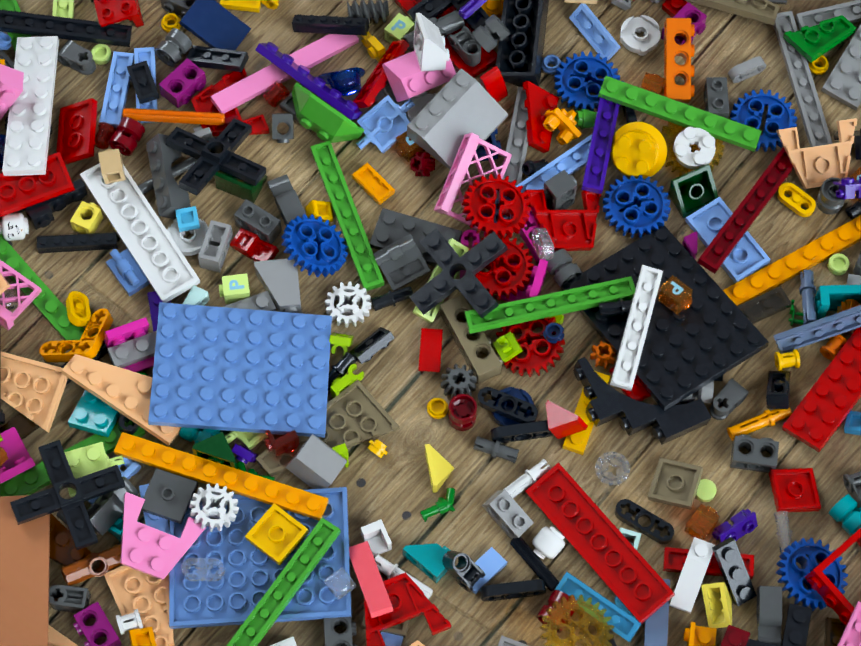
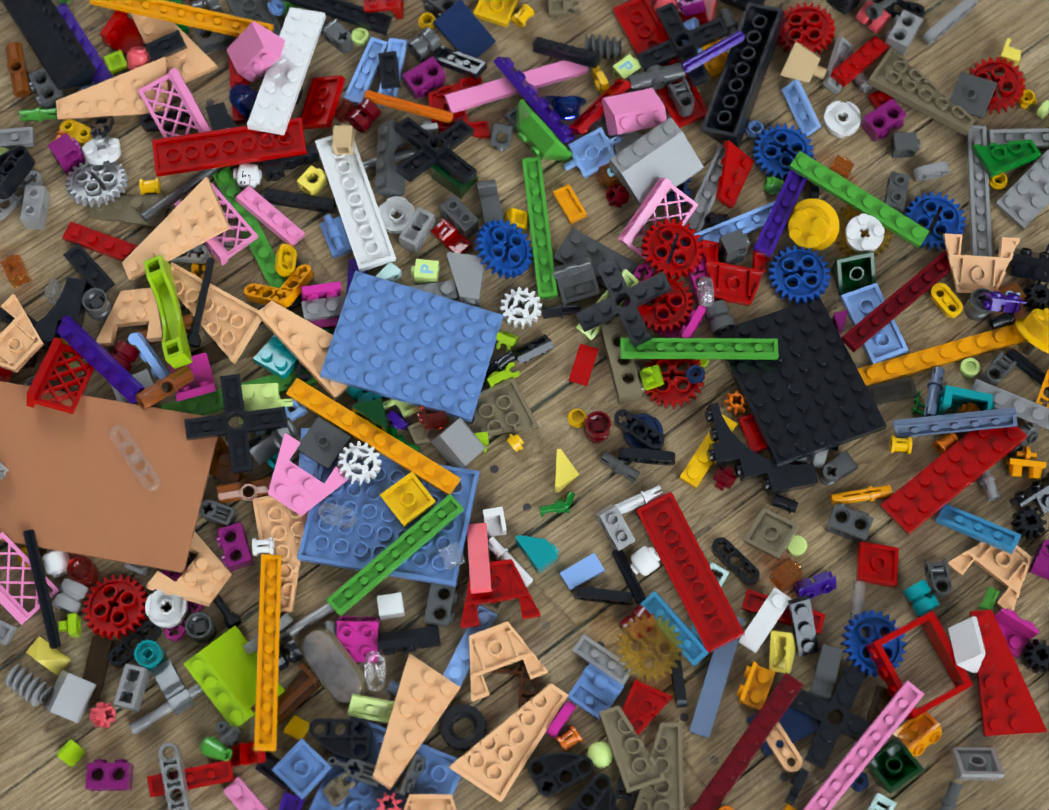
camera: 15 degrees right, 5 degrees up
(49, 265) = (270, 216): none -> bright pink plate
(187, 219) = (398, 201): medium azure plate -> none
(276, 93) = (503, 105): clear red bush -> none
(429, 45) = (648, 90): white slope -> none
(458, 374) = (598, 393): dark grey gear -> none
(465, 572) = (565, 570): black piece -> none
(490, 33) = (705, 90): dark grey wheel -> none
(494, 84) = (698, 137): red slope -> none
(563, 422) = (683, 456): slope -> none
(564, 122) = (752, 184): light orange hips -> none
(611, 436) = (724, 478): none -> dark red gear
(612, 308) = (761, 364): black axle -> none
(616, 460) = (723, 500): clear gear -> none
(636, 328) = (770, 386): white tile -> none
(672, 28) = (878, 120): orange brick -> none
(675, 295) = (812, 364): clear orange brick -> none
(681, 448) = (785, 503): none -> black pin
(712, 48) = (904, 145): none -> dark grey brick
(778, 389) = (885, 470): black slope -> none

